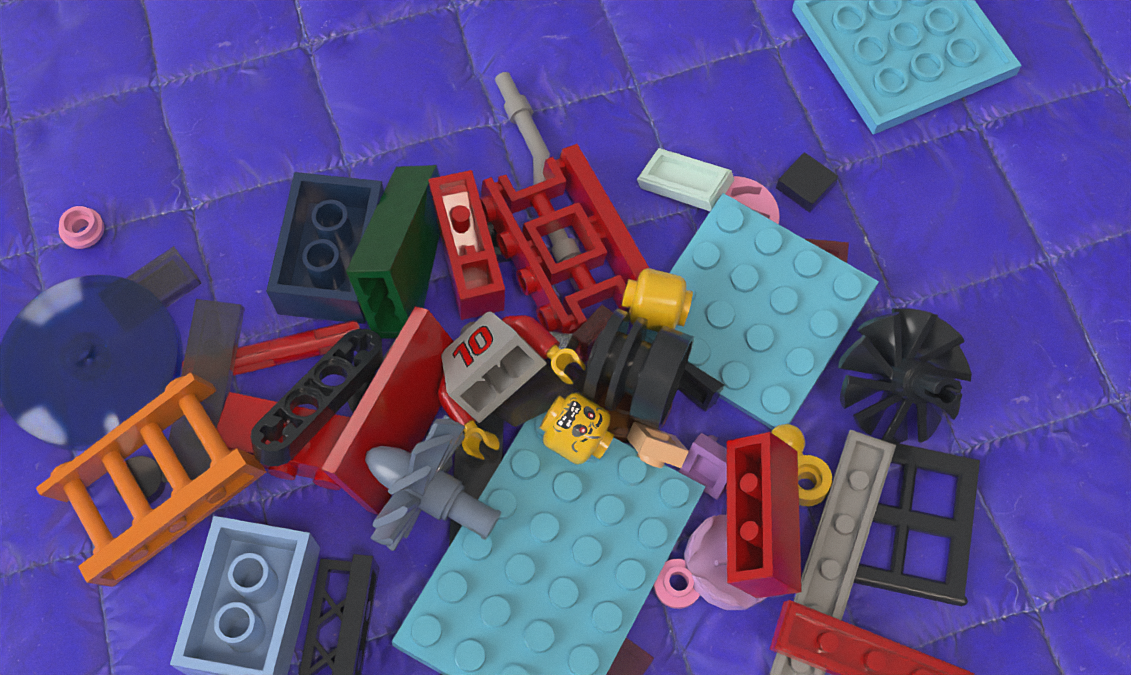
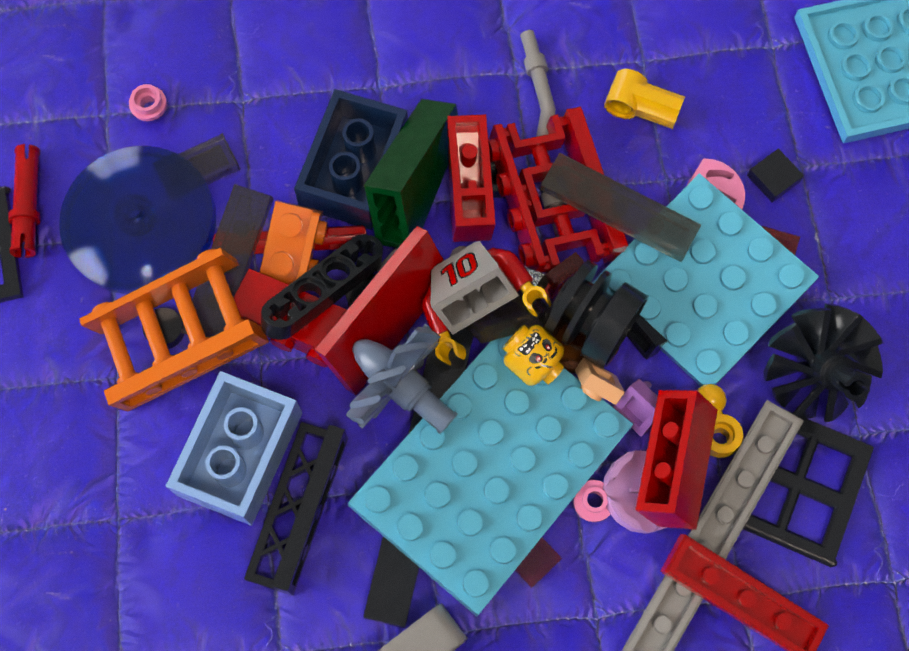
camera: 10 degrees right, 5 degrees up
(274, 352) = (292, 241): none -> orange bracket
(634, 124) = (633, 96): none -> yellow piece
(642, 244) = (620, 207): none -> clear smoke tile
(658, 298) = (625, 257): yellow head -> none
(685, 179) = (669, 154): light aqua tile -> none

